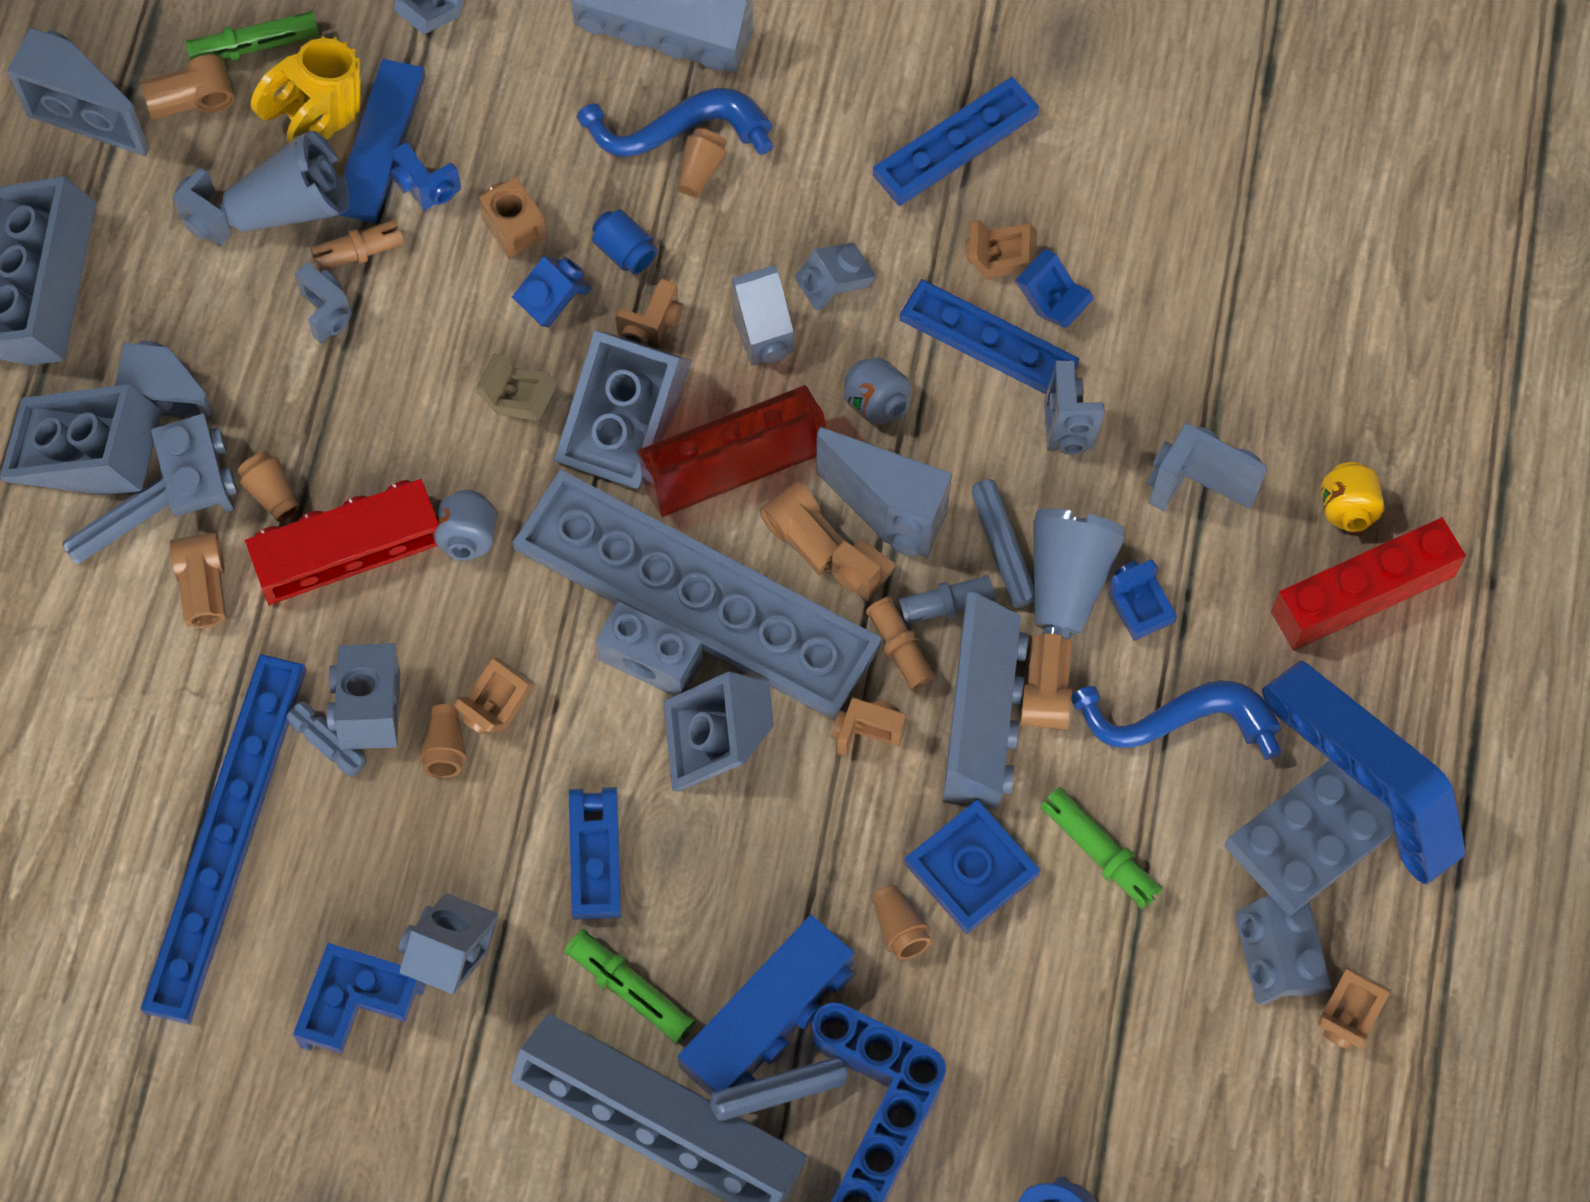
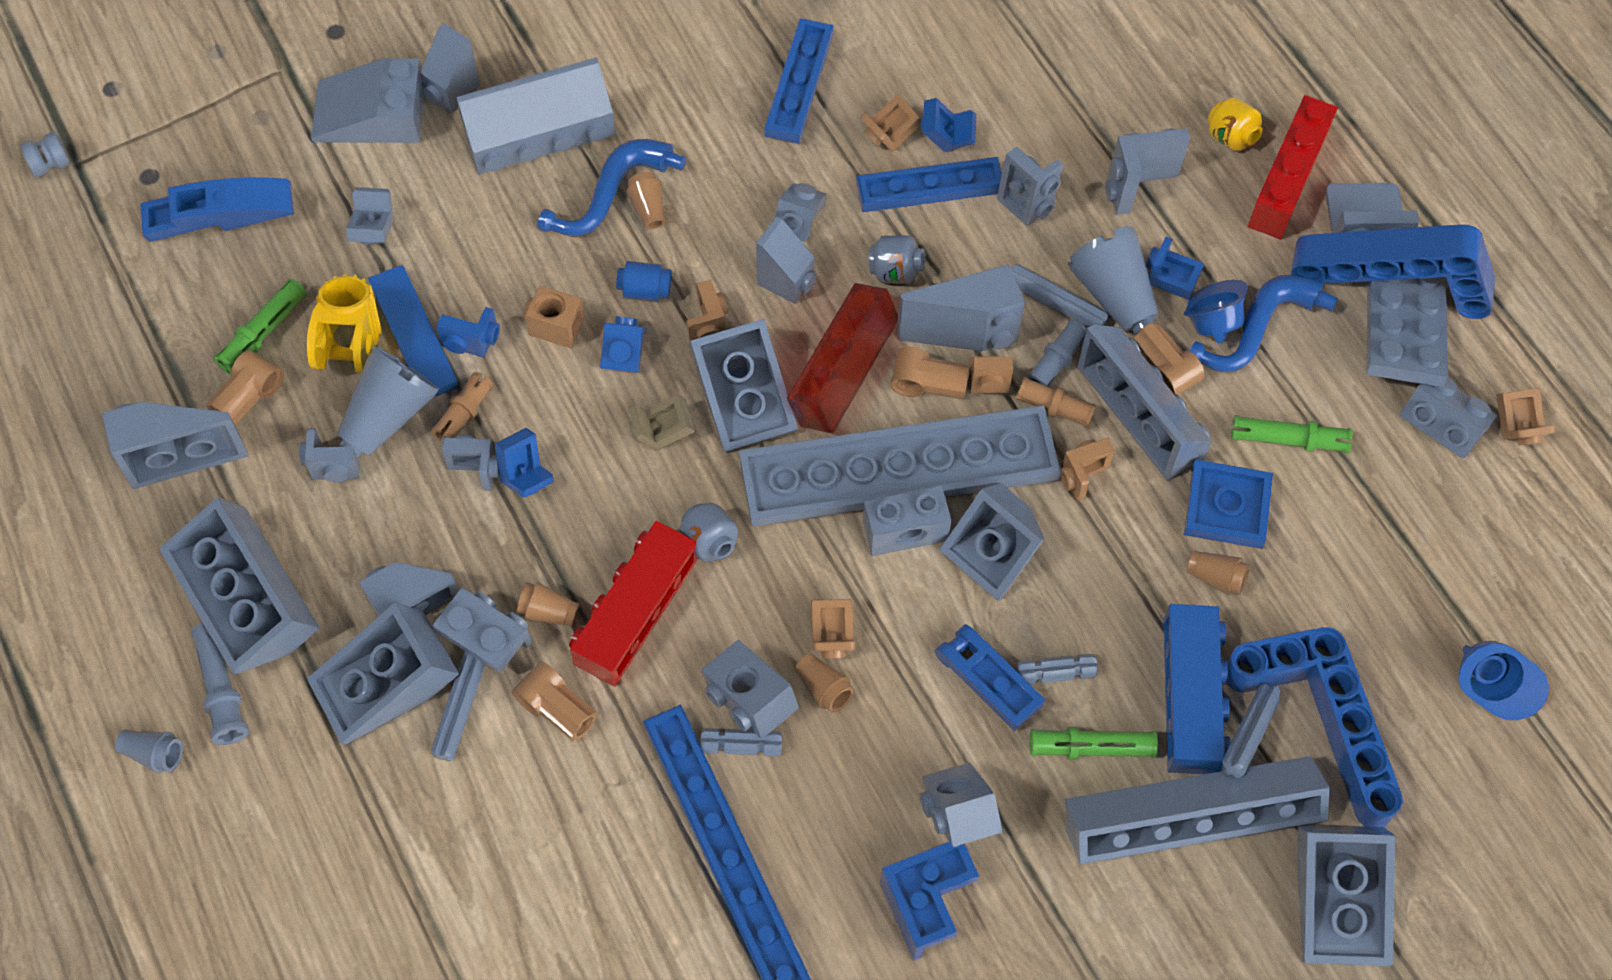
camera: 40 degrees left, 5 degrees down
(357, 338) = (520, 463): none -> blue bracket
(663, 894) = (1058, 668): none -> sand blue axle
(1144, 670) = (1217, 308): none -> blue piece
(1403, 687) = (1367, 208): none -> sand blue bracket

